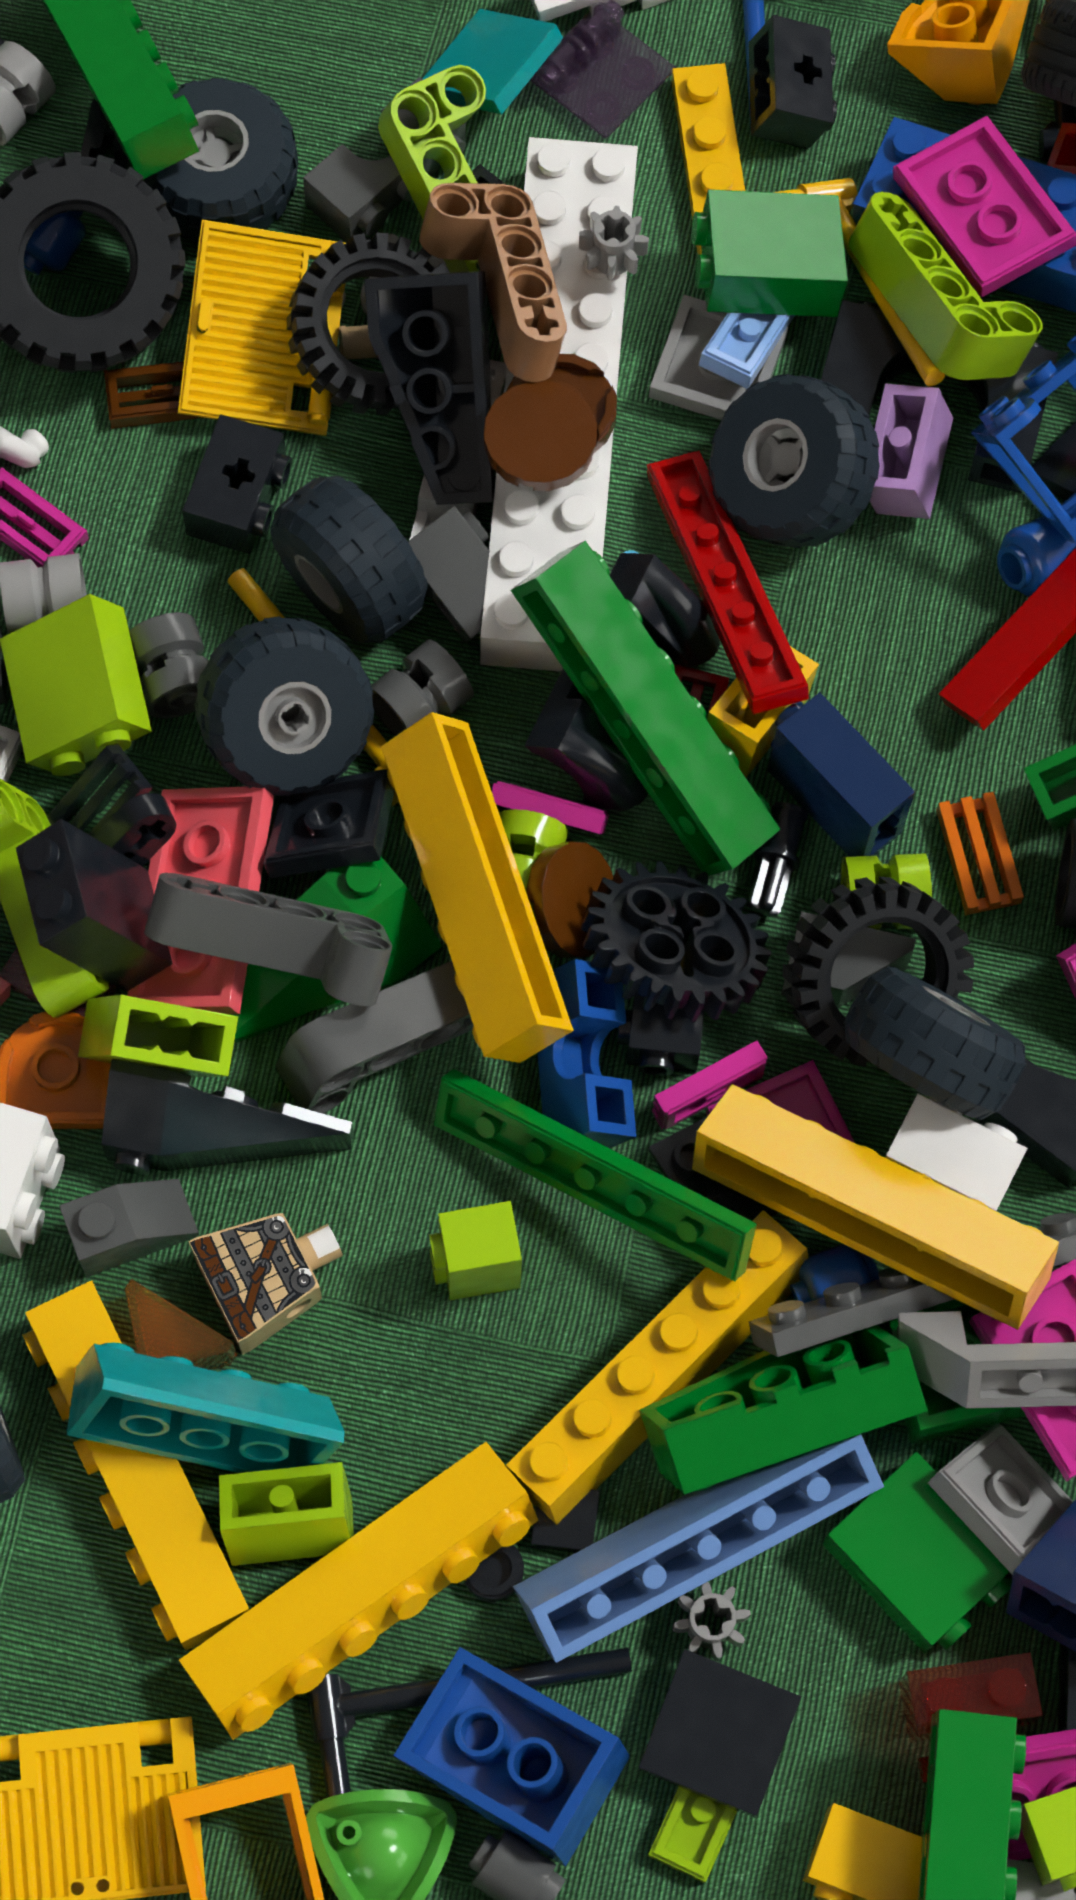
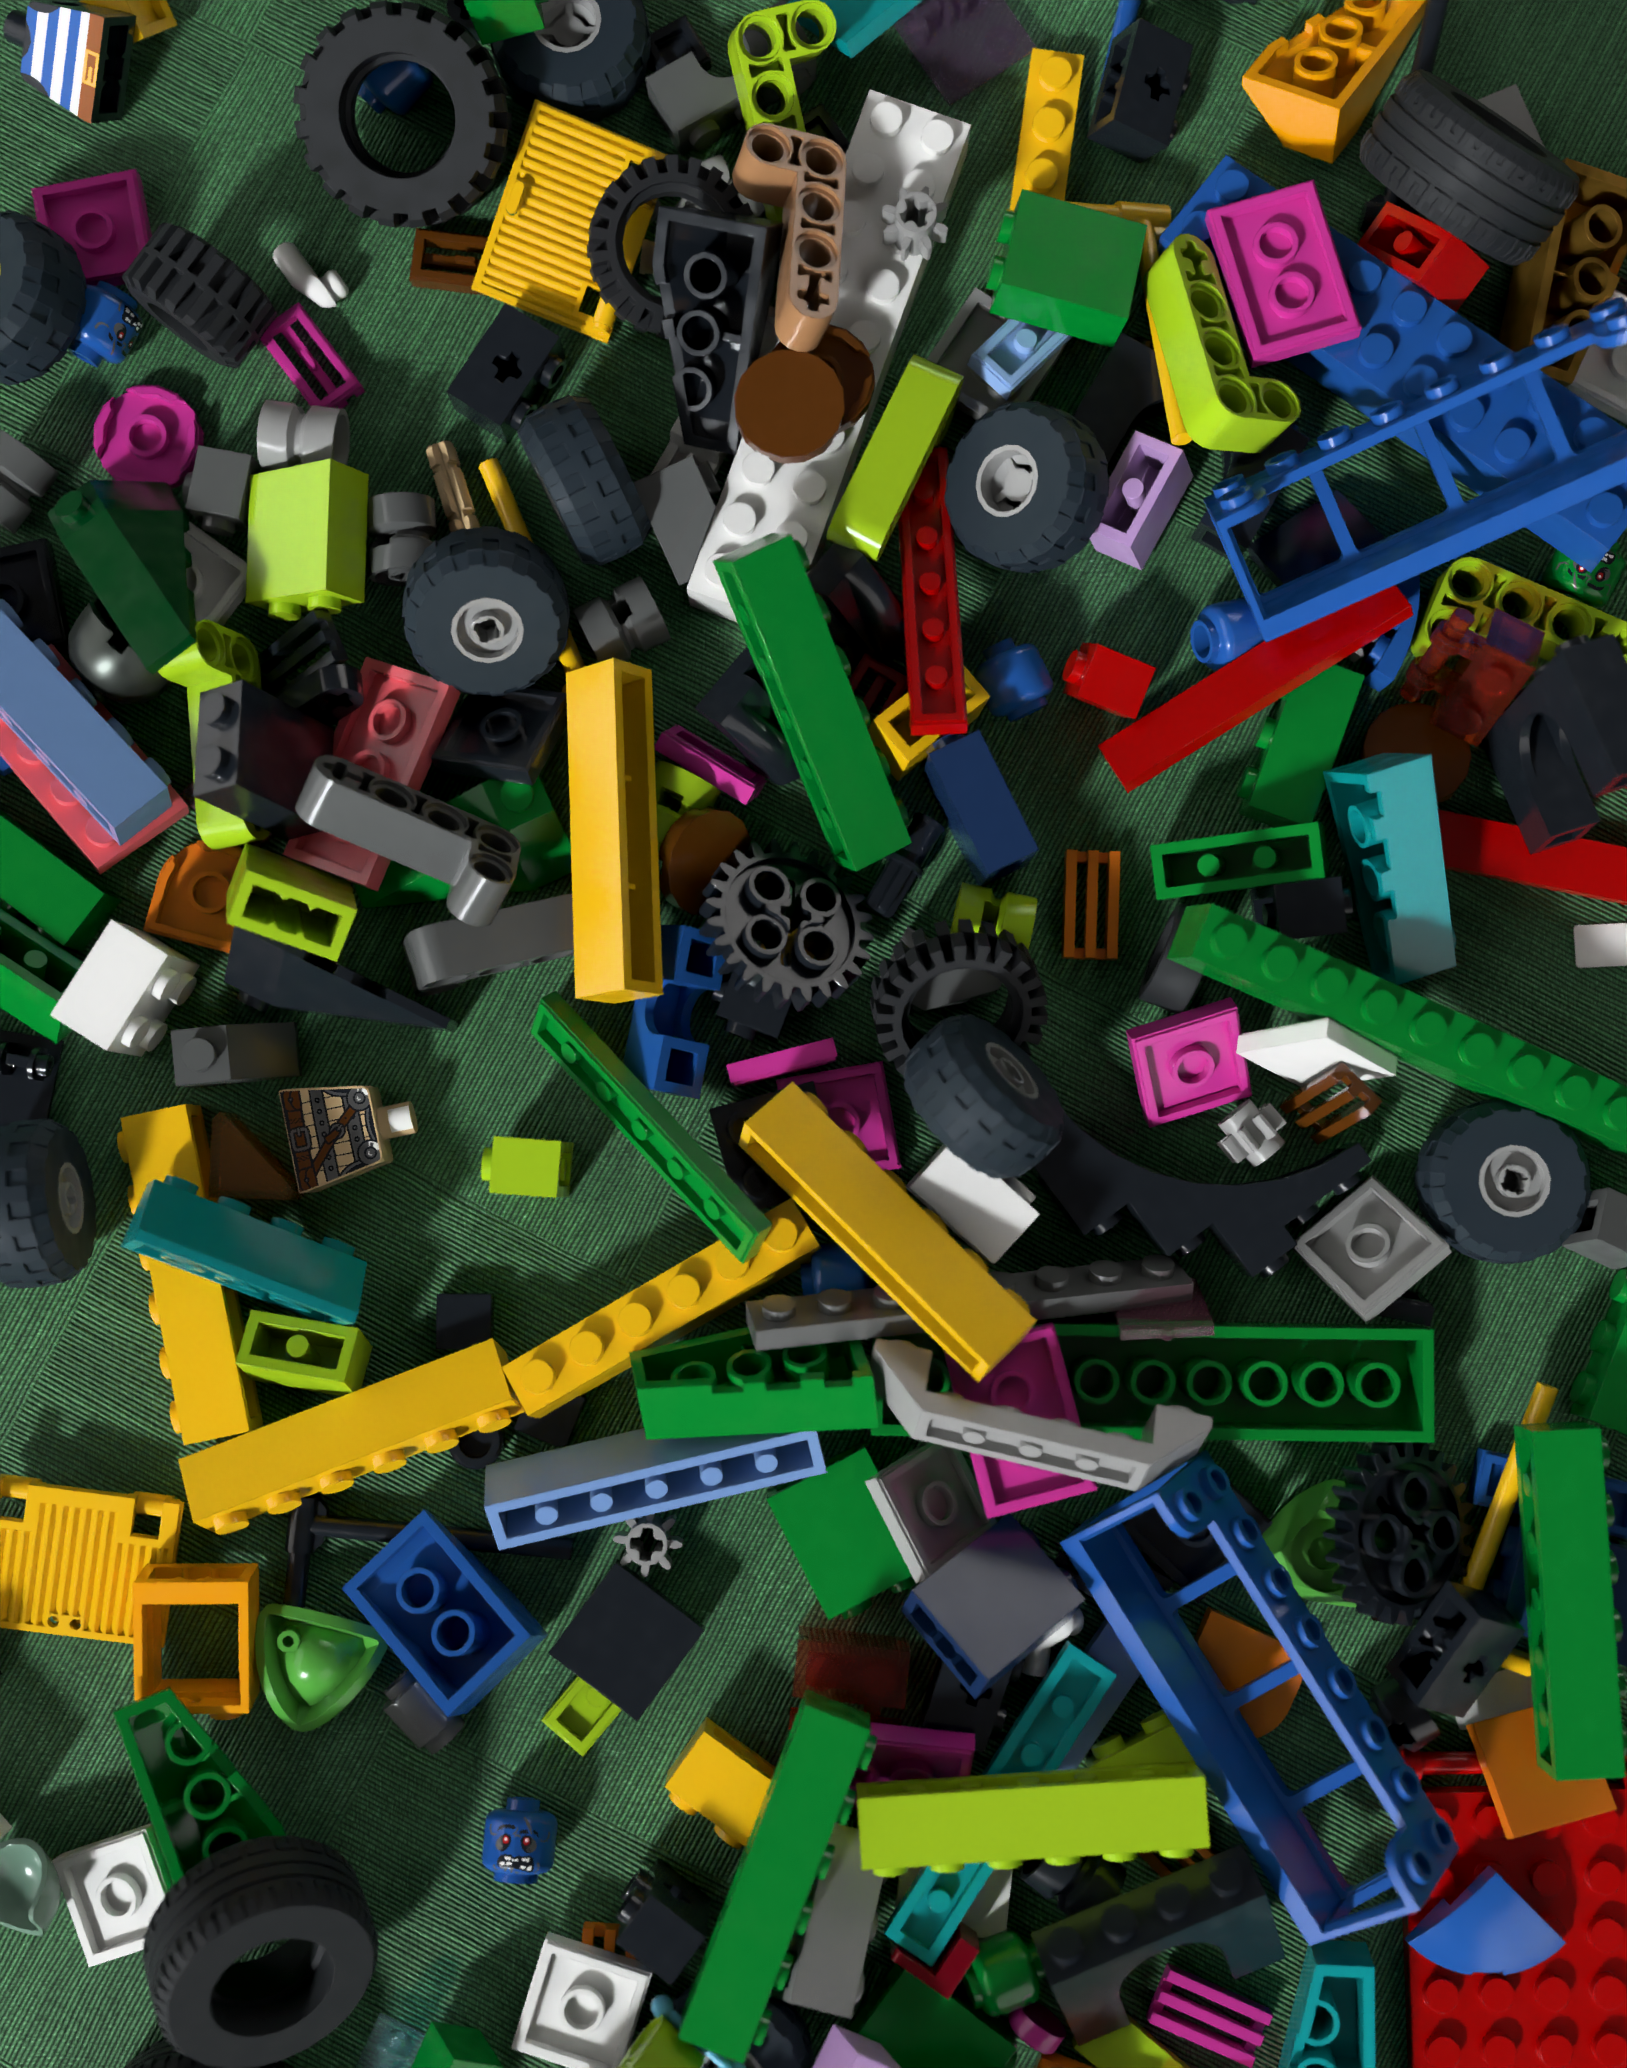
camera: 15 degrees right, 15 degrees up
(203, 603) = (451, 486): none -> tan axle
(317, 143) = (676, 41): none -> black tile
(442, 1440) = (464, 1319): none -> black tile
(657, 461) = (896, 456): none -> lime beam
(839, 648) = (1014, 679): none -> blue head
(929, 627) = (1107, 679): none -> red brick

